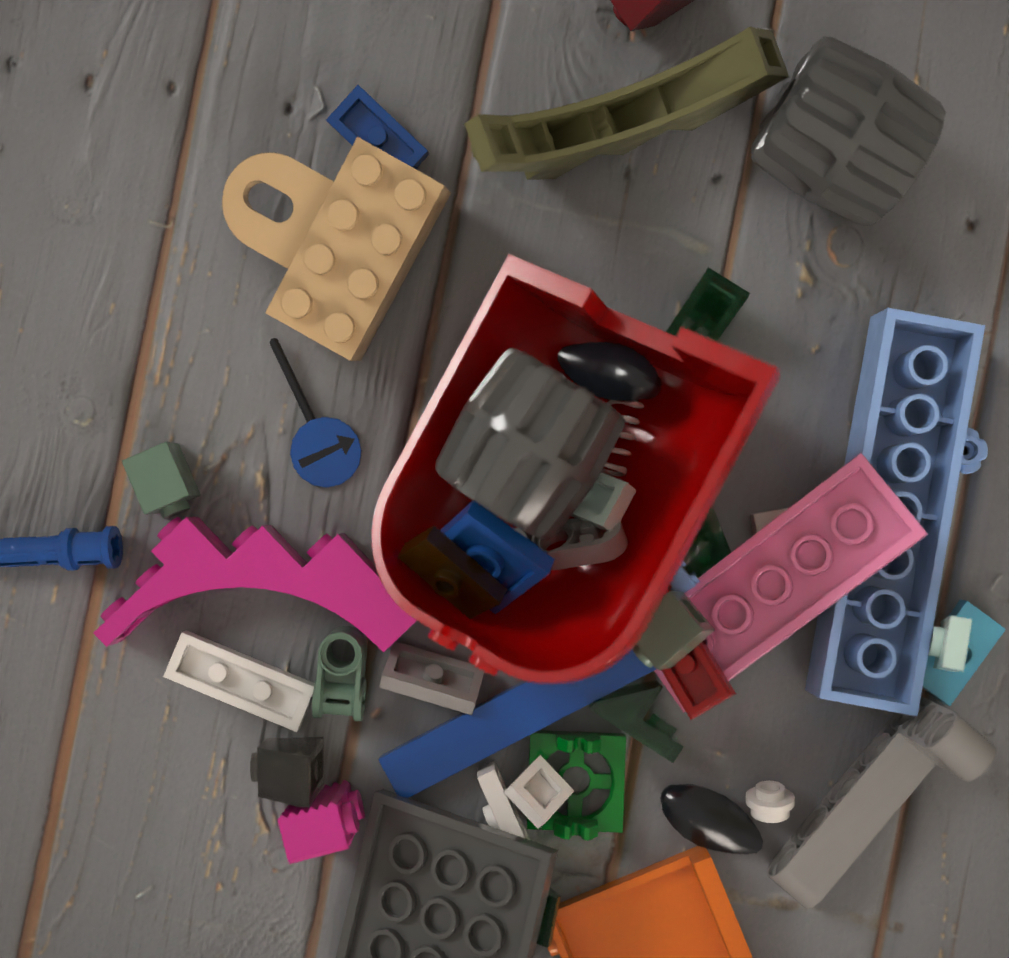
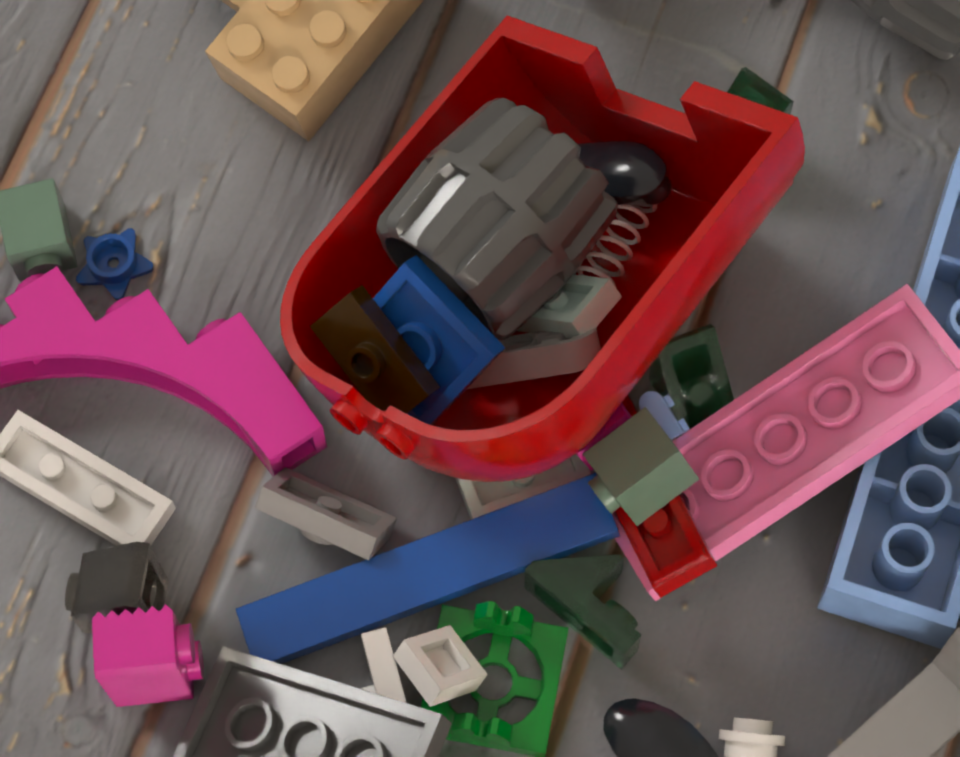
camera: 10 degrees right, 20 degrees down
(216, 483) = (102, 251): none -> blue plate
(325, 447) = (244, 231): blue piece -> none
(341, 684) = (206, 505): sand green piece -> none

